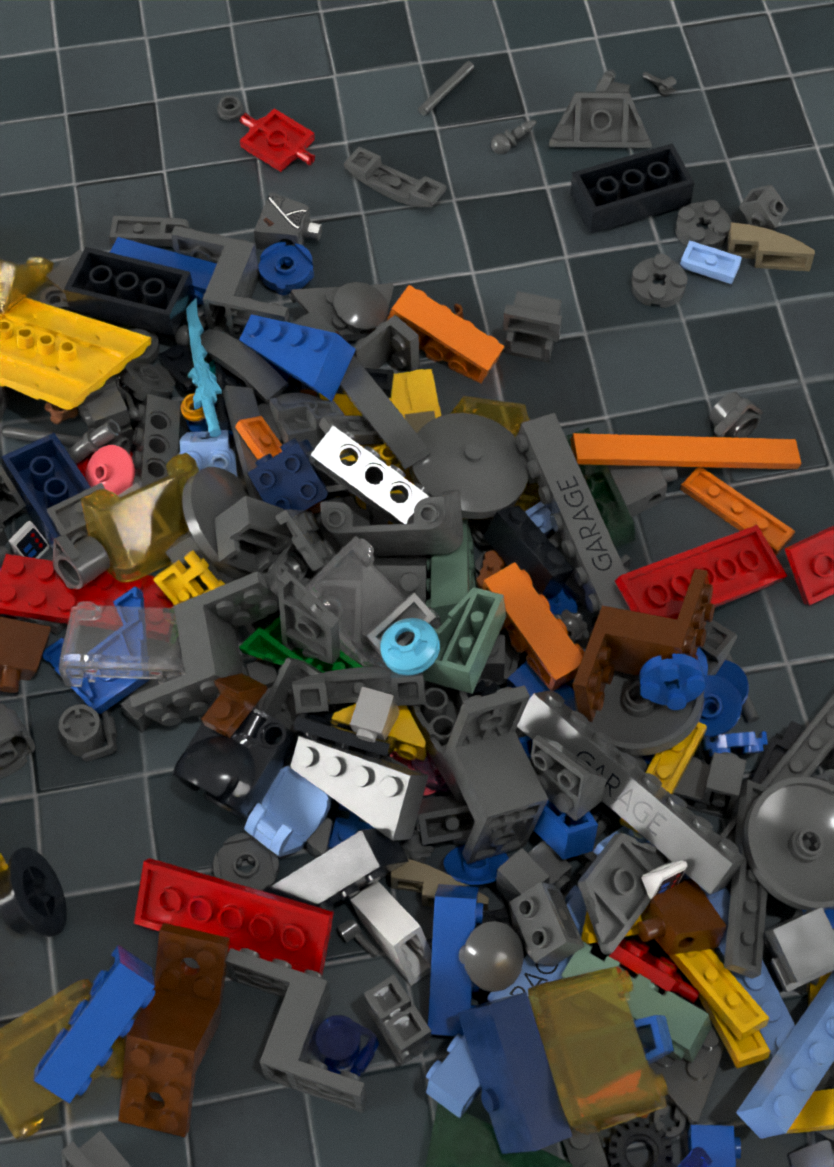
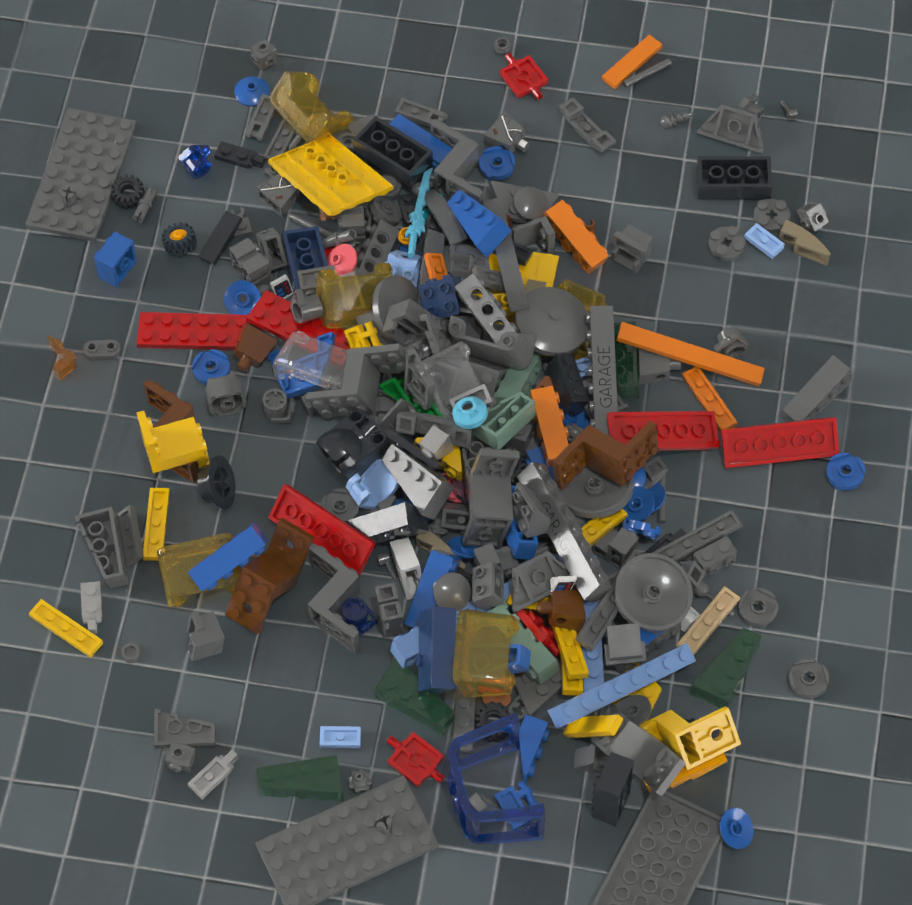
camera: 20 degrees right, 0 degrees up
(236, 700) = (365, 412): reddish brown slope -> none
(419, 80) = (631, 61): none -> orange tile
(658, 681) = (603, 479): blue plate -> none

